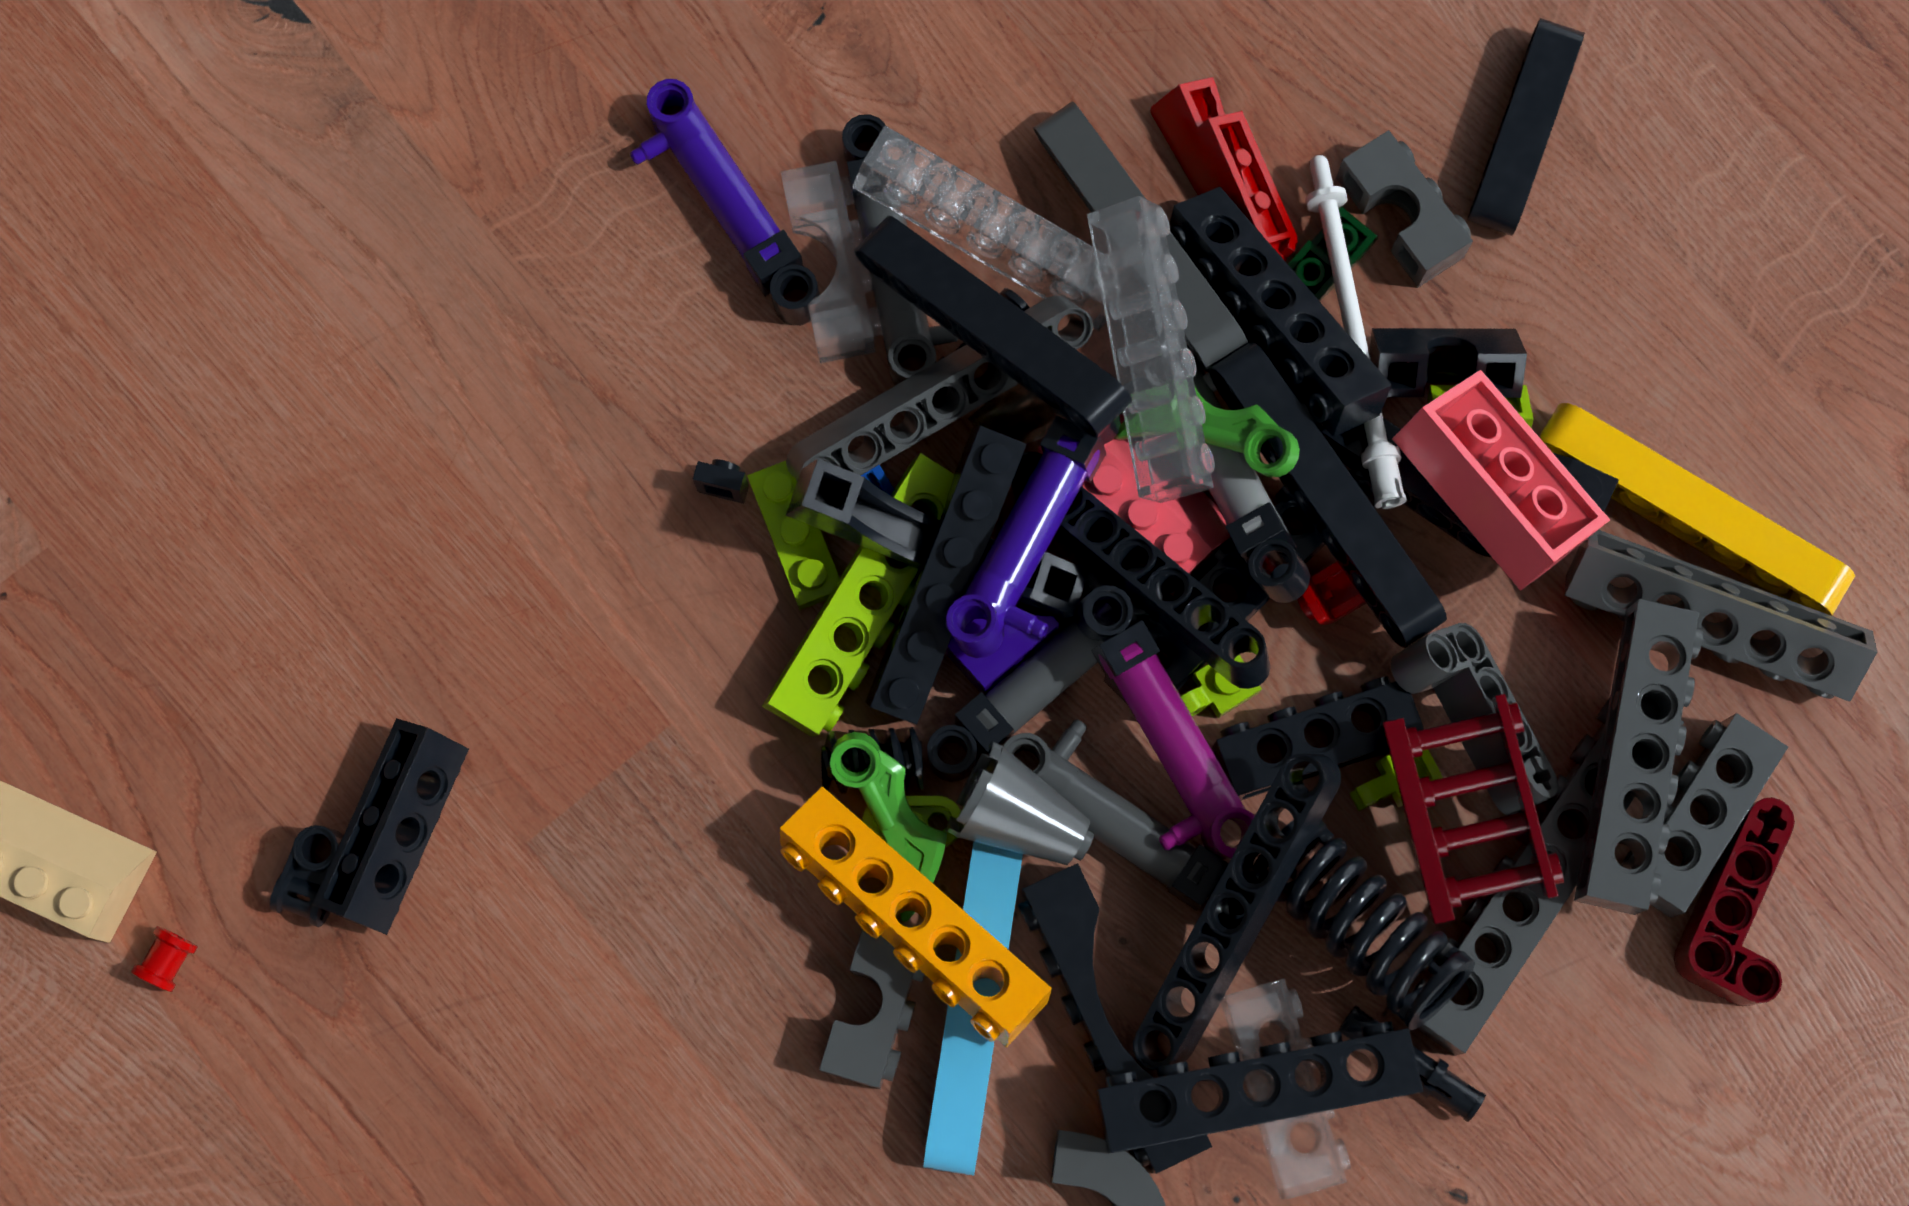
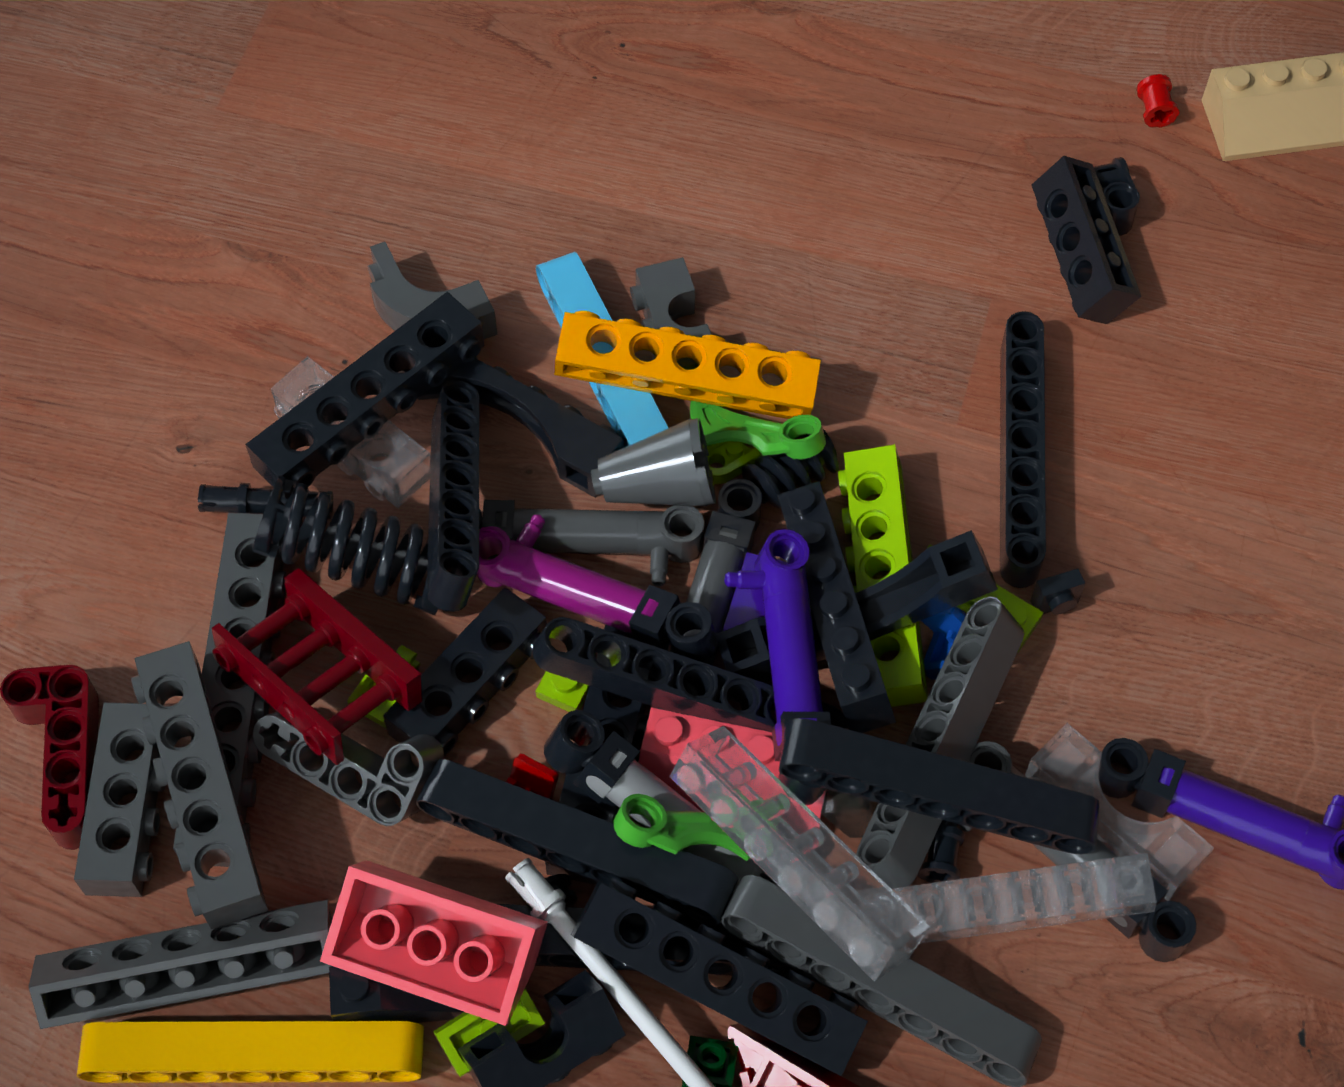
camera: 145 degrees right, 15 degrees down
(631, 670) = (1020, 463): none -> black beam

